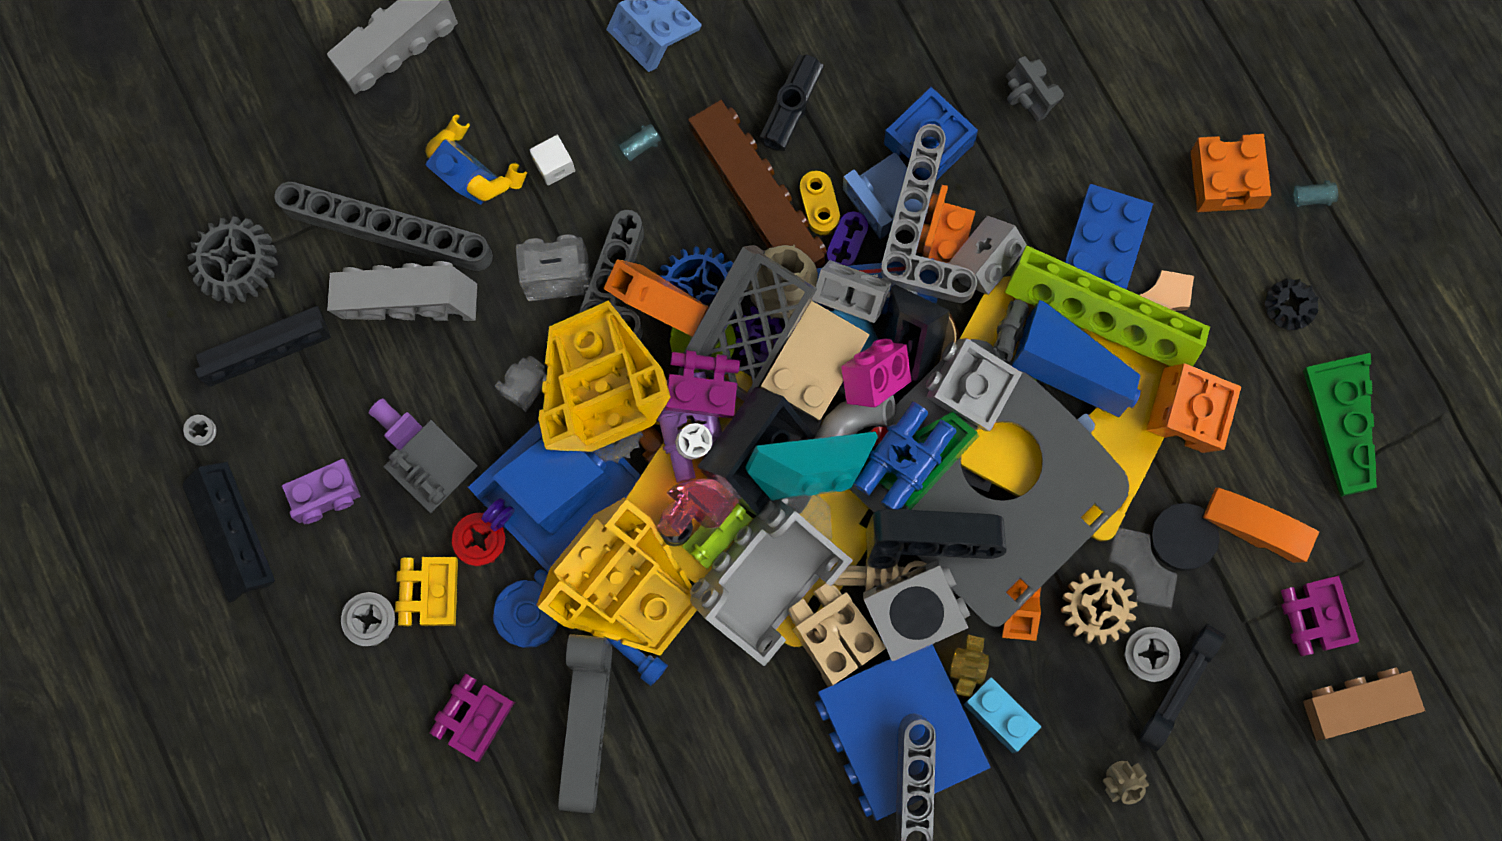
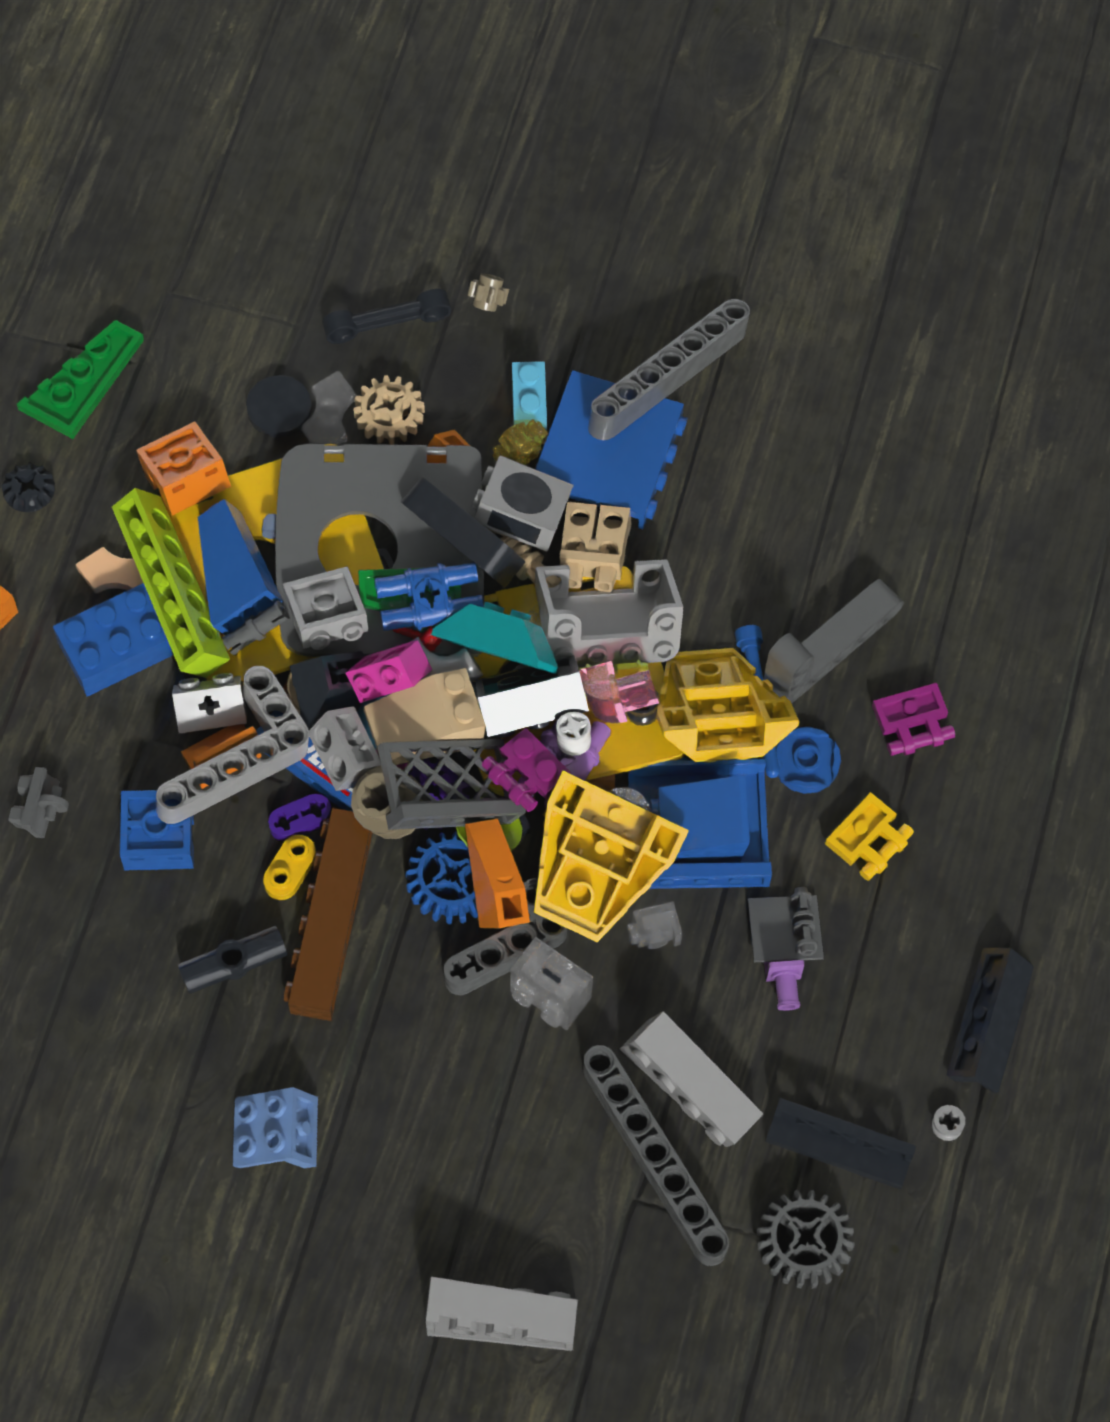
camera: 145 degrees left, 10 degrees down
(321, 491) = (890, 983): medium lavender bracket -> none
(361, 605) = (935, 842): light grey gear -> none
(463, 537) = (809, 835): red gear -> none
(464, 171) = (549, 1141): torso -> none
(497, 514) = (766, 838): dark purple bush -> none
(552, 160) = (467, 1086): white piece -> none
(640, 142) = (379, 1040): clear light blue pin -> none
(878, 193) = (236, 825): medium blue bracket -> none
(1163, 643) = (383, 342): light grey gear -> none
(1261, 525) = (221, 363): orange slope -> none
(1329, 612) = (236, 276): magenta plate -> none
(1363, 704) = (279, 206): medium nougat brick -> none

